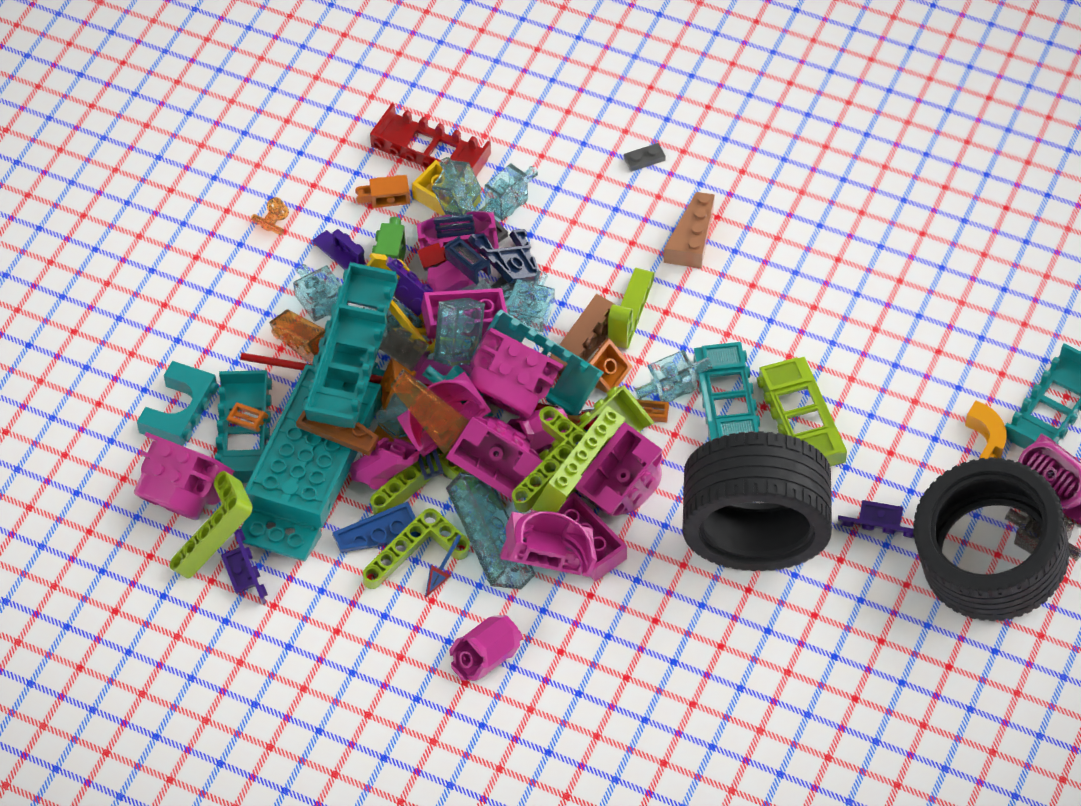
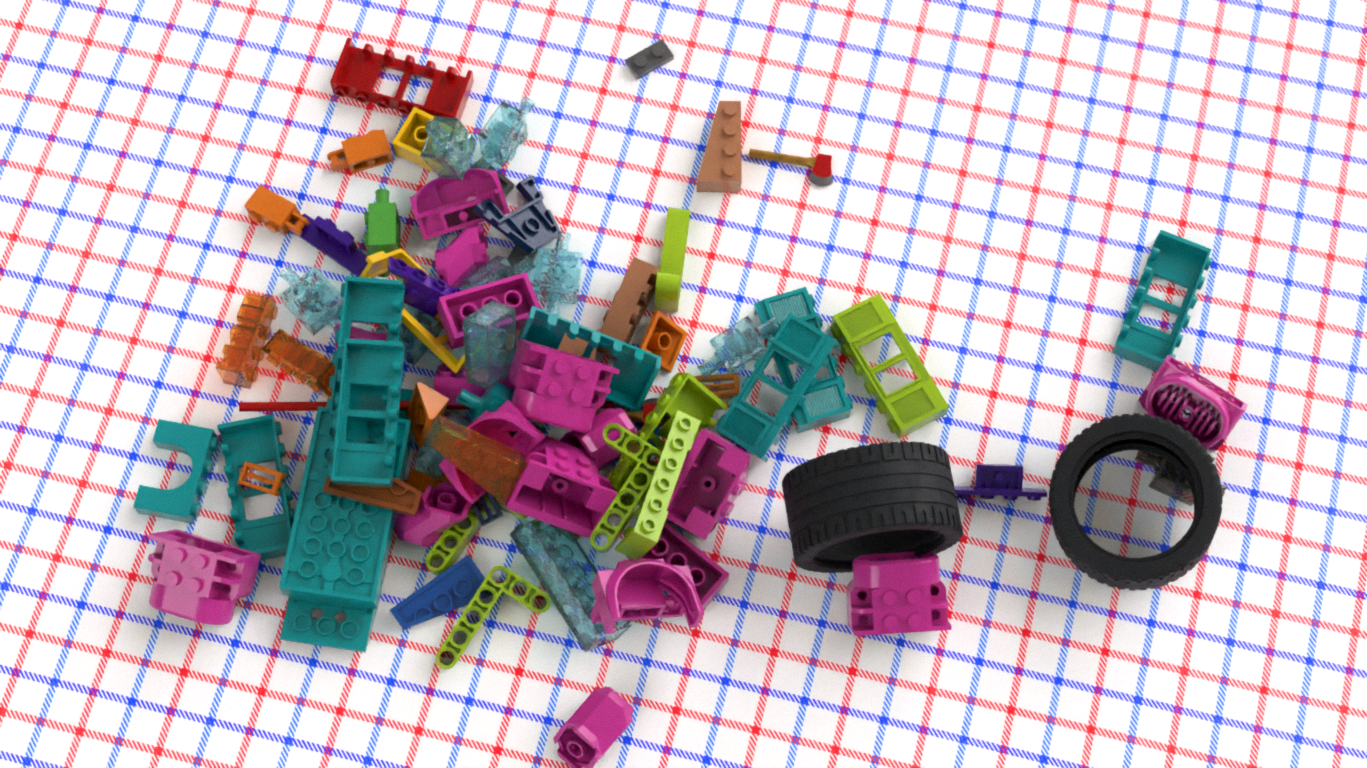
camera: 15 degrees left, 15 degrees up
(217, 529) = (261, 635): lime beam -> none
(240, 569) = (293, 675): dark purple bracket -> none
(253, 322) = (247, 341): none -> clear orange wedge
(275, 213) = (234, 214): clear orange piece -> none
(302, 224) = (275, 212): none -> orange brick
(405, 349) = (432, 376): clear smoke brick -> none
(432, 256) = (435, 236): red brick -> none
(436, 575) = (520, 642): blue piece -> none
(466, 259) = (478, 240): dark blue window -> none
(470, 227) = (454, 194): dark blue tile -> none
(723, 377) = (751, 426): none -> teal window
(769, 581) = (896, 594): none -> dark pink brick
(775, 257) = (821, 164): none -> piece
(990, 426) = (1102, 349): light orange arch -> none

